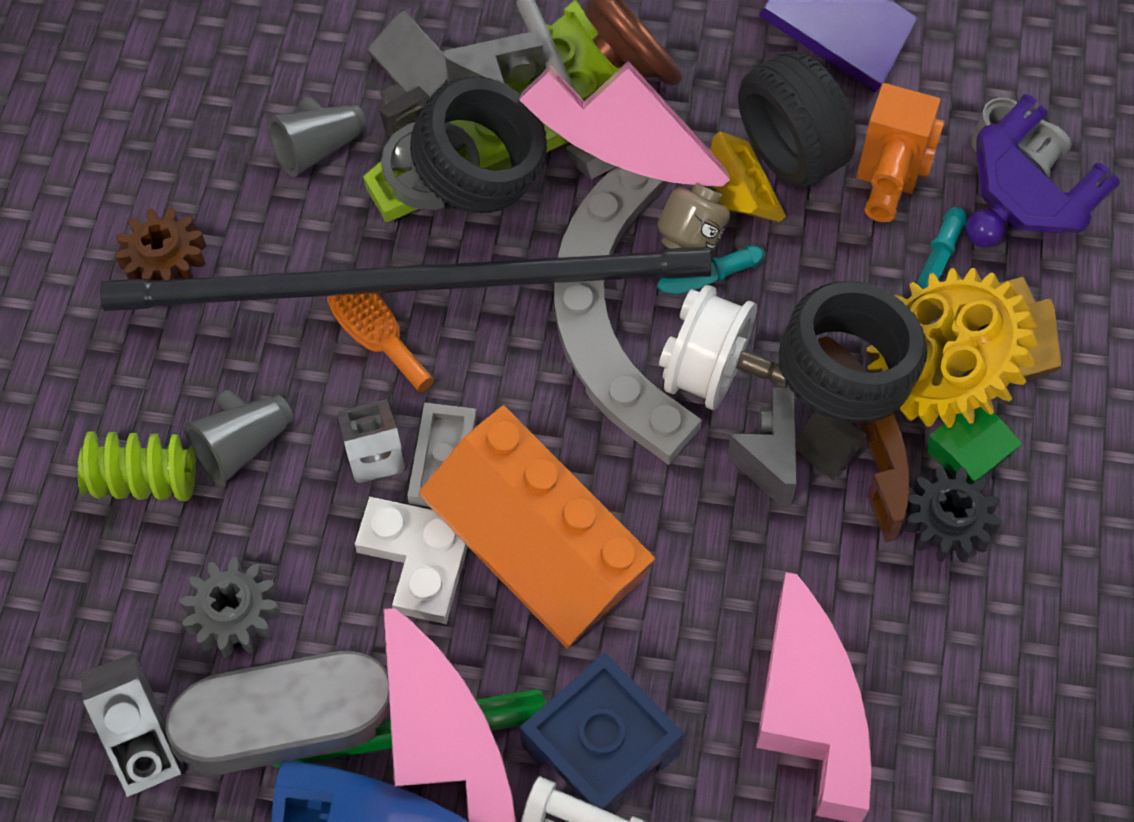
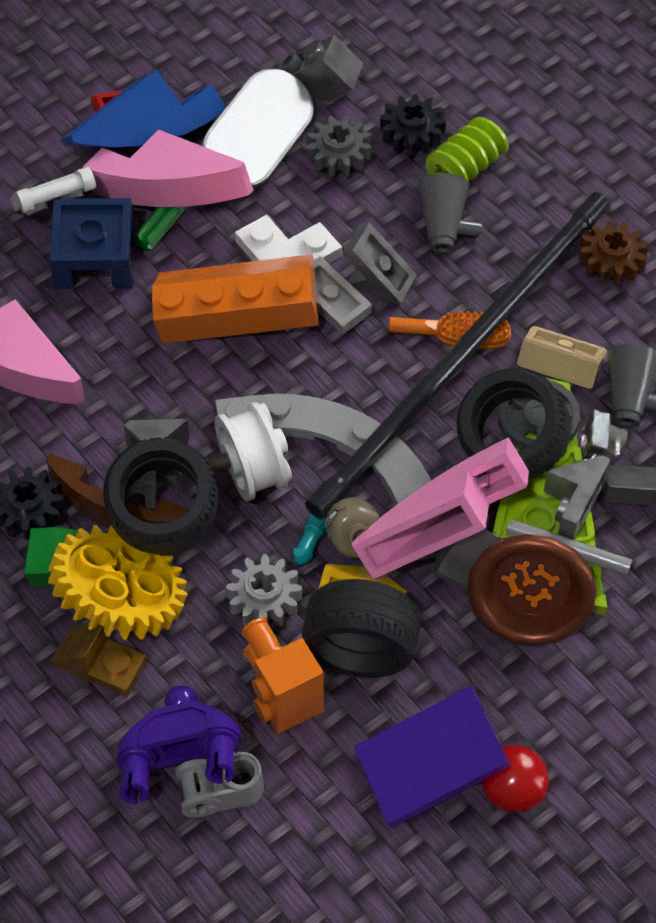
camera: 130 degrees right, 5 degrees down
(152, 551) = (412, 124): none -> black gear
(325, 220) = (561, 357): none -> tan slope
(823, 246) = (264, 591): none -> light grey gear
(943, 244) = (196, 669): teal piece -> none

